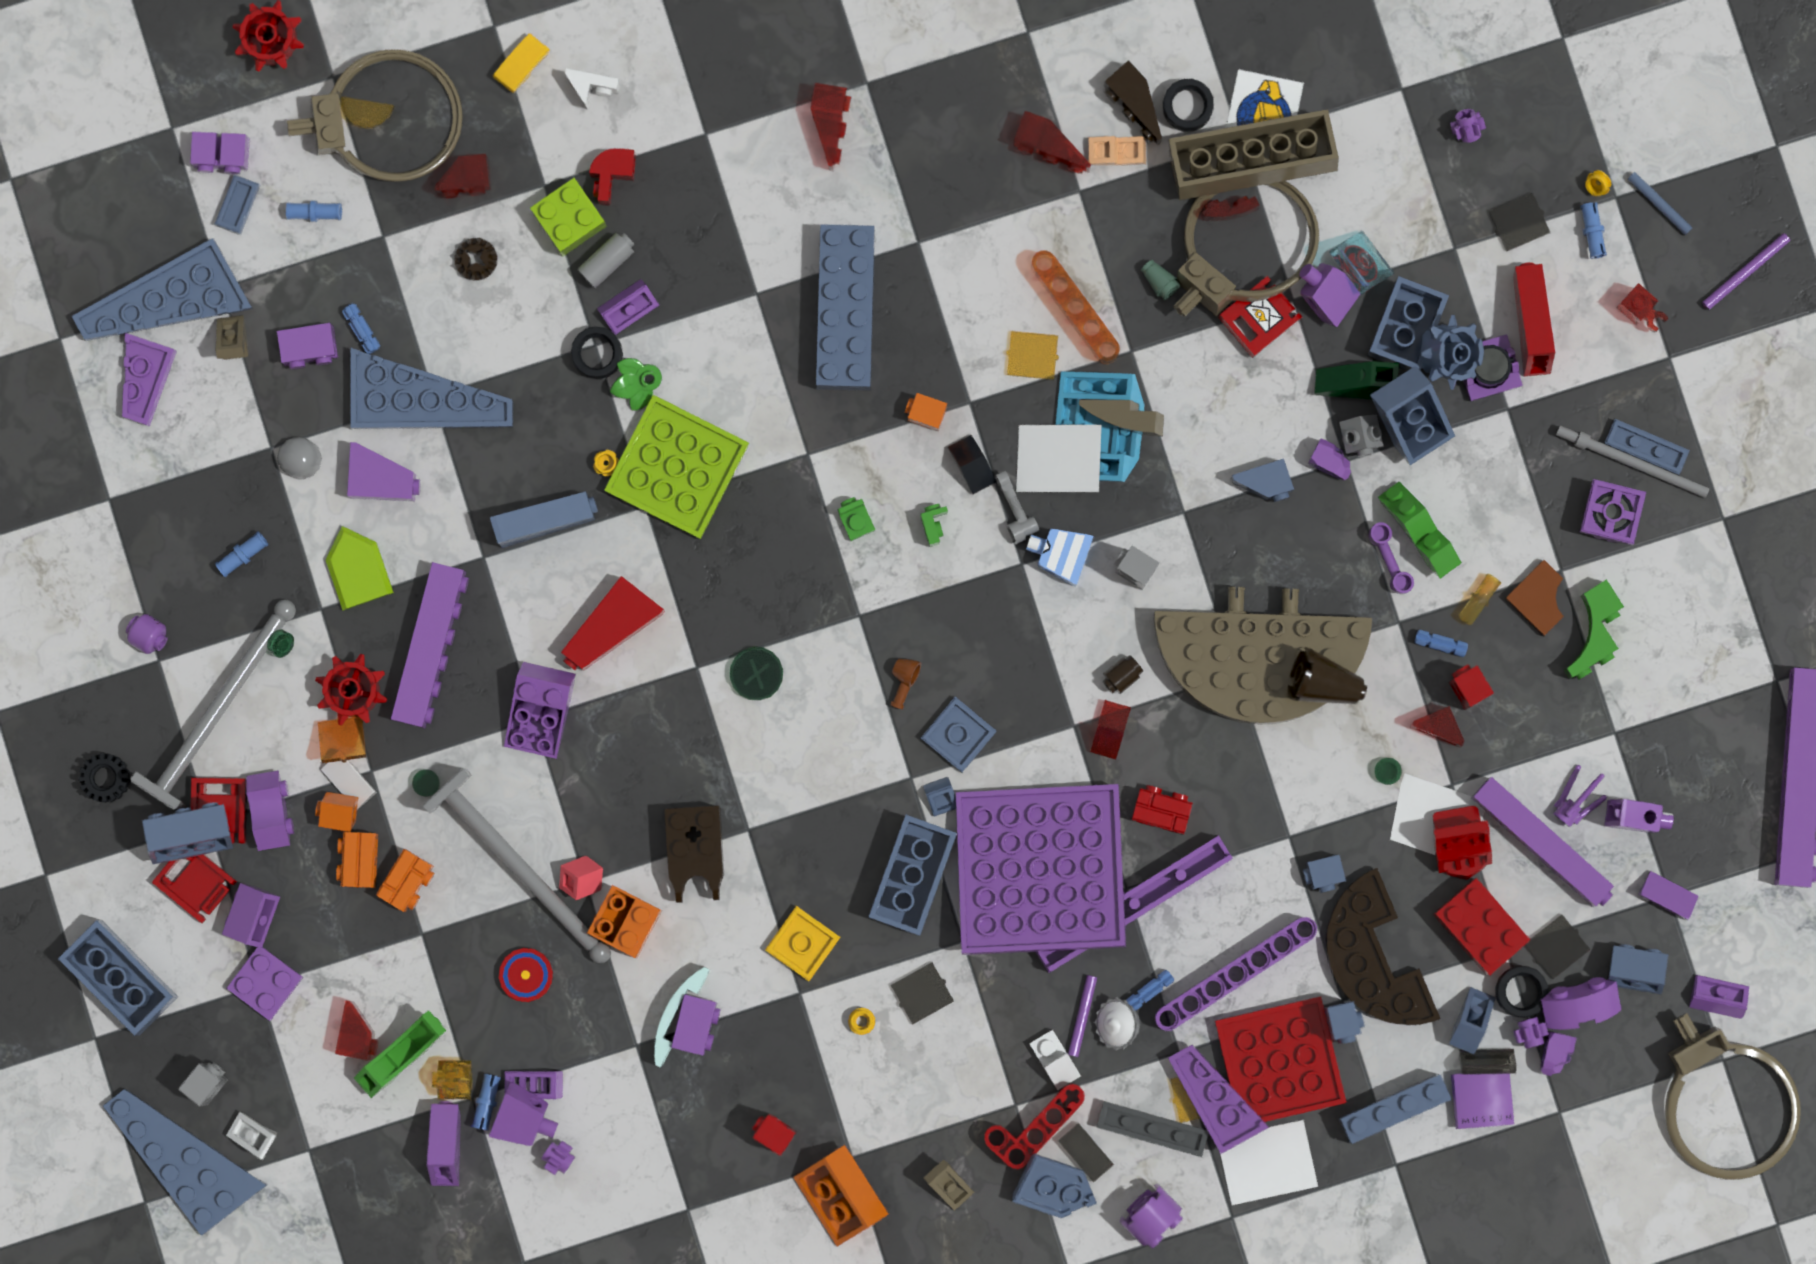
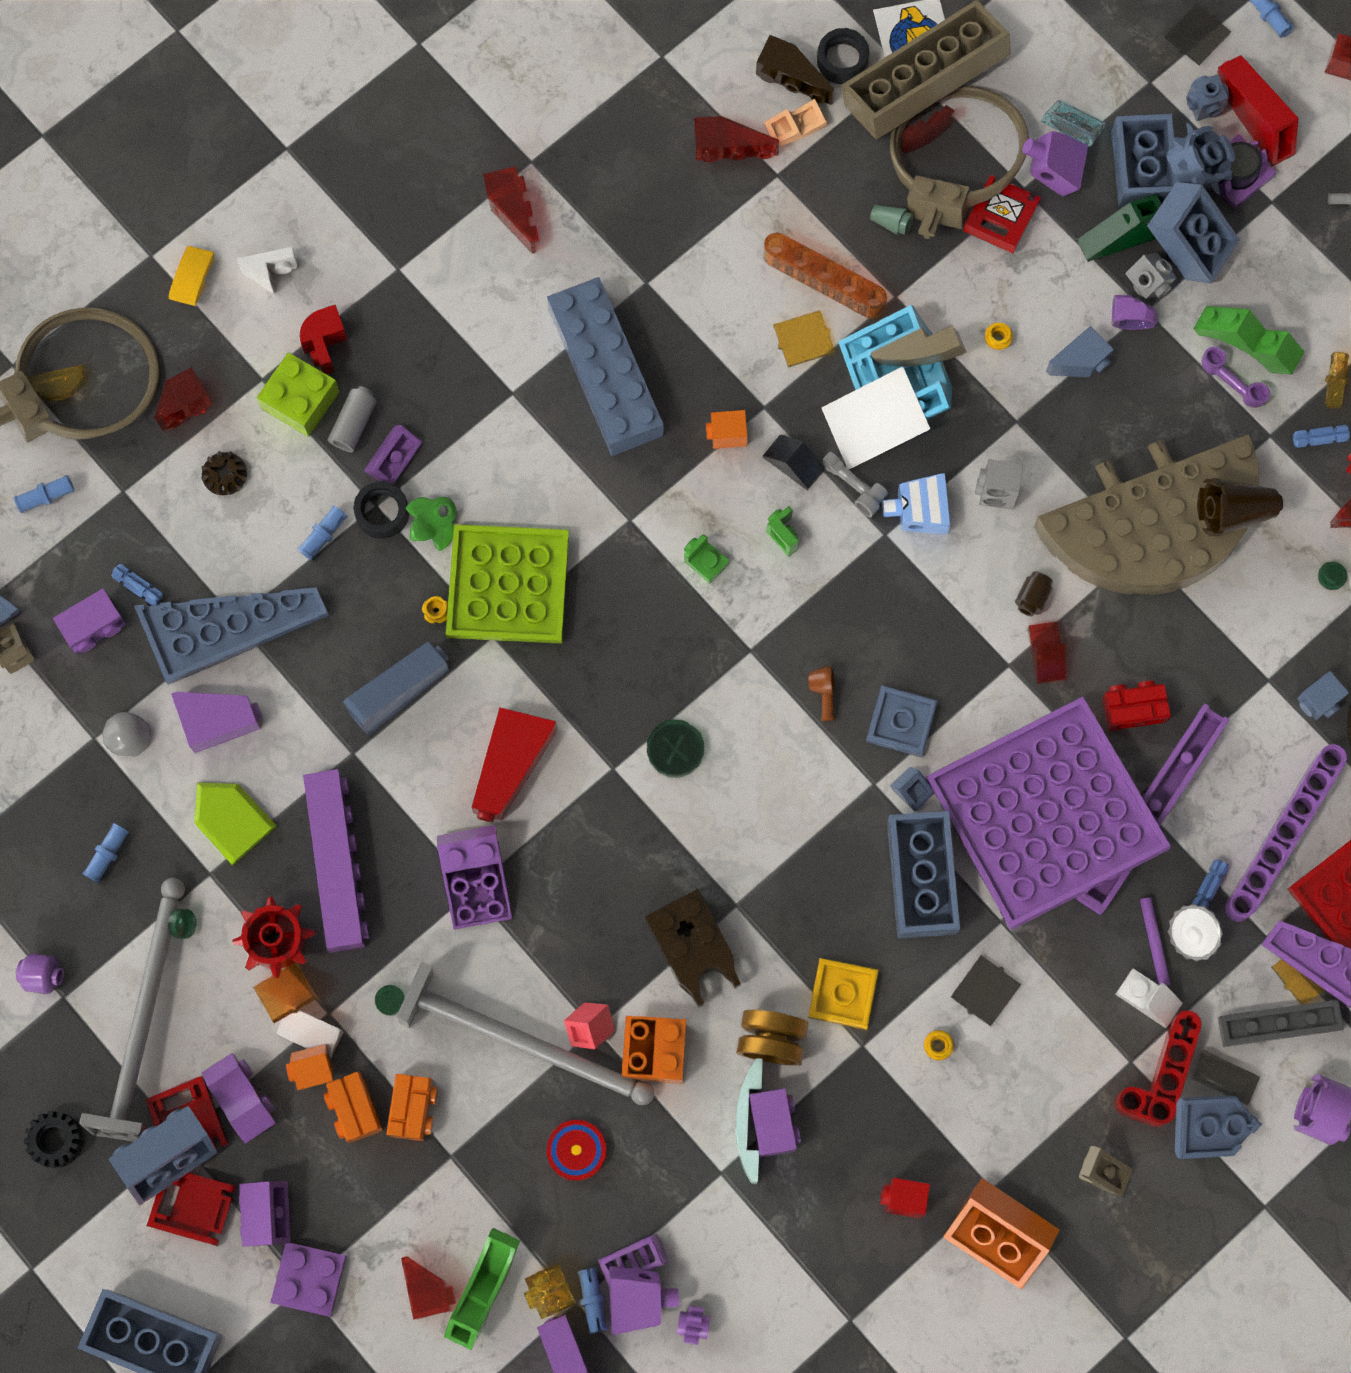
camera: 30 degrees left, 10 degrees down
(537, 351) = (322, 532): none -> medium blue pin
(724, 956) = (772, 1037): none -> pearl gold wheel
(1203, 420) = (1002, 329): none -> yellow plate
(1491, 298) = (1207, 97): none -> sand blue brick

